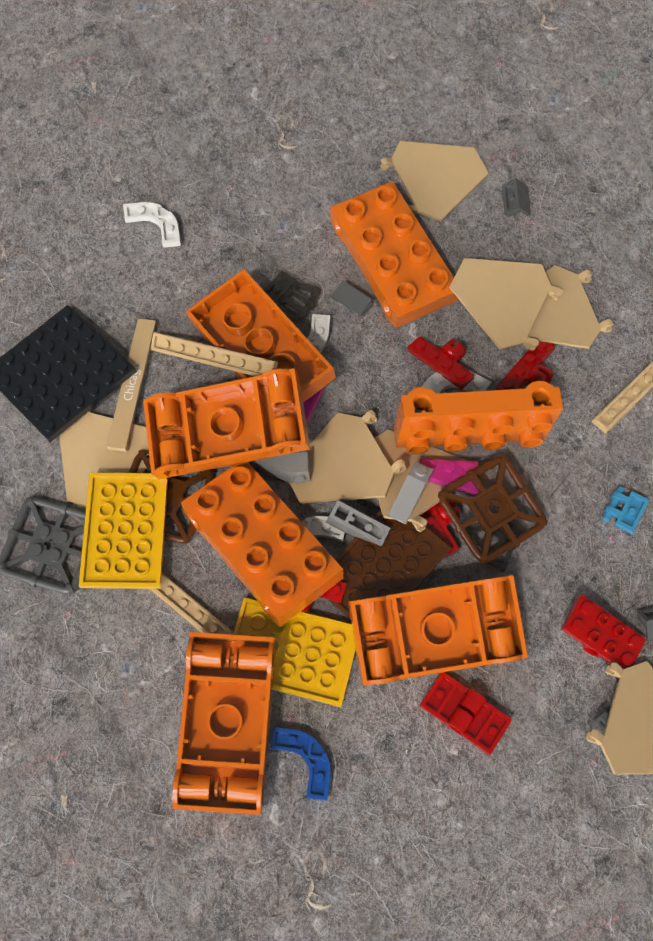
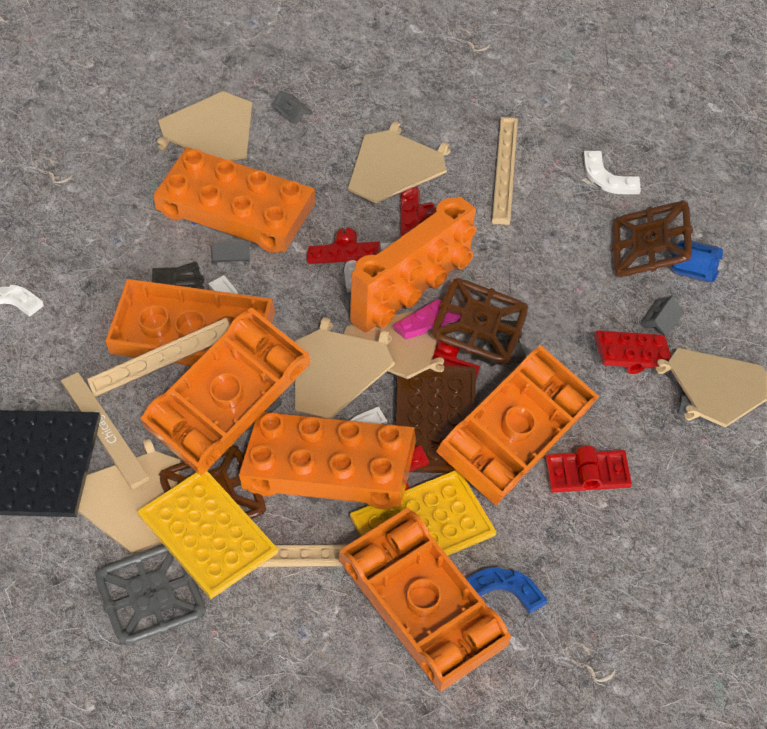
camera: 40 degrees left, 15 degrees down
(288, 467) = (297, 398): light grey slope -> none
(357, 524) = (388, 398): light grey slope -> none
(410, 492) = (411, 346): light grey slope -> none
(504, 298) = (352, 175): tan flag -> none
(631, 512) = (577, 262): dark azure plate -> none

